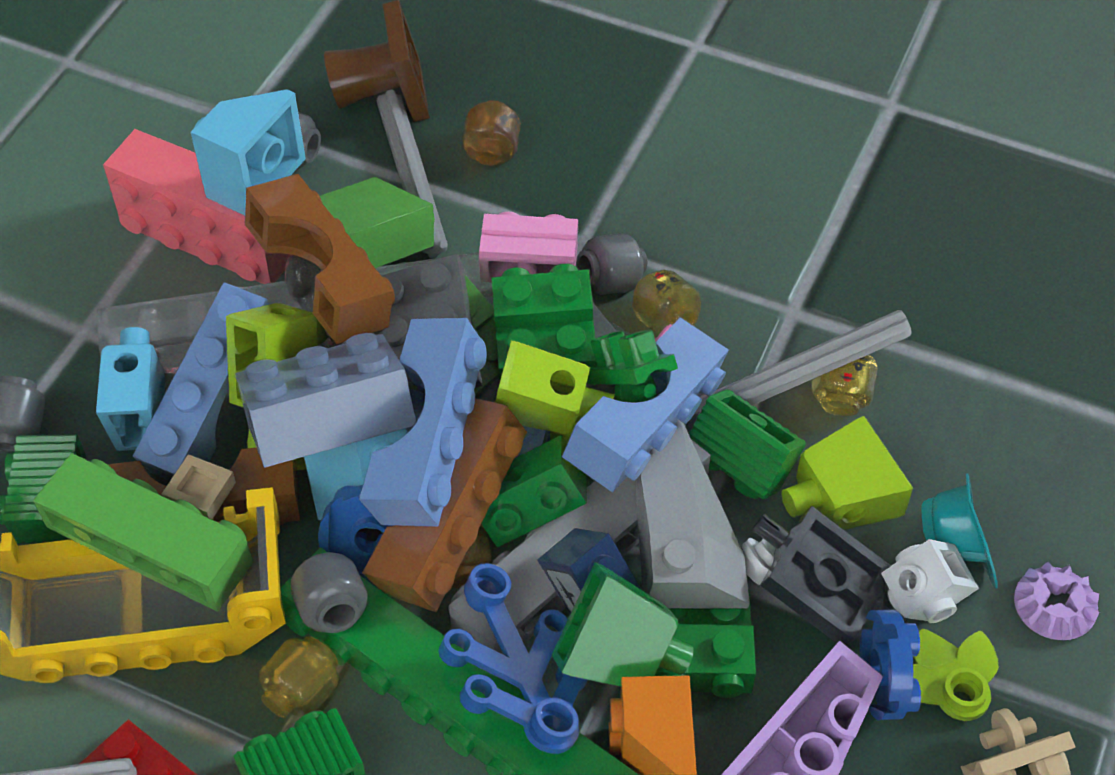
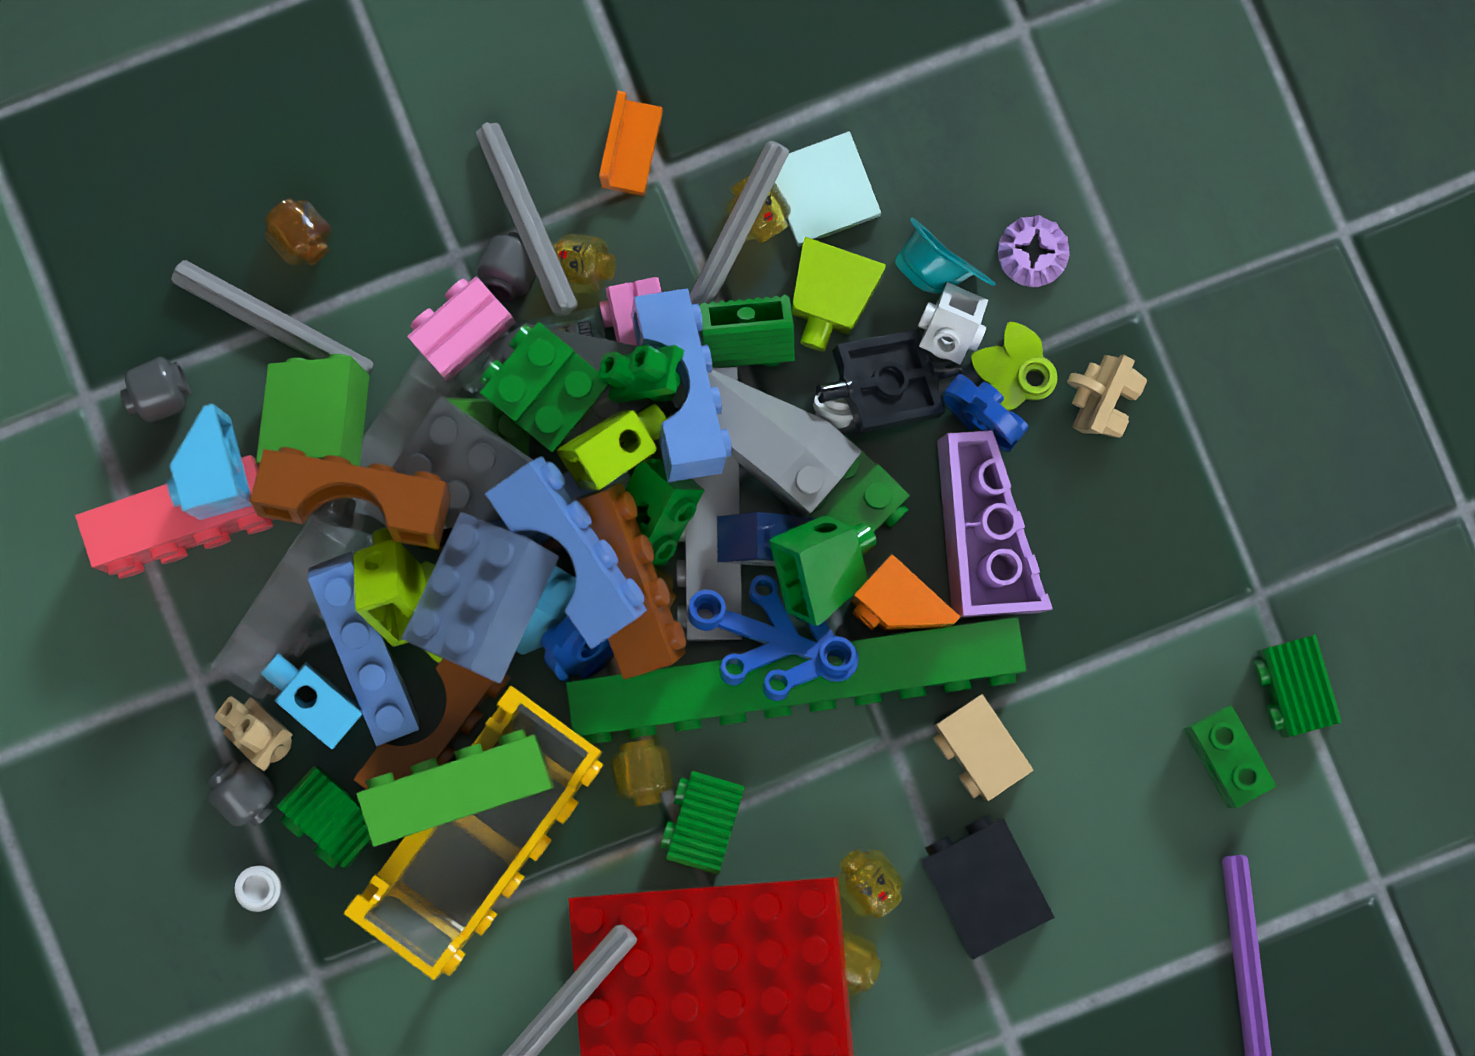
camera: 45 degrees left, 30 degrees up
(72, 381) = (254, 731): none -> tan hips
(201, 485) = (451, 726): tan plate -> none
(328, 592) = (617, 712): dark grey head -> none
(380, 67) = (154, 259): reddish brown plant -> none
(656, 243) = (526, 219): none -> light grey axle
(786, 265) = (630, 145): none -> orange panel
(917, 414) = (826, 189): none -> light aqua tile

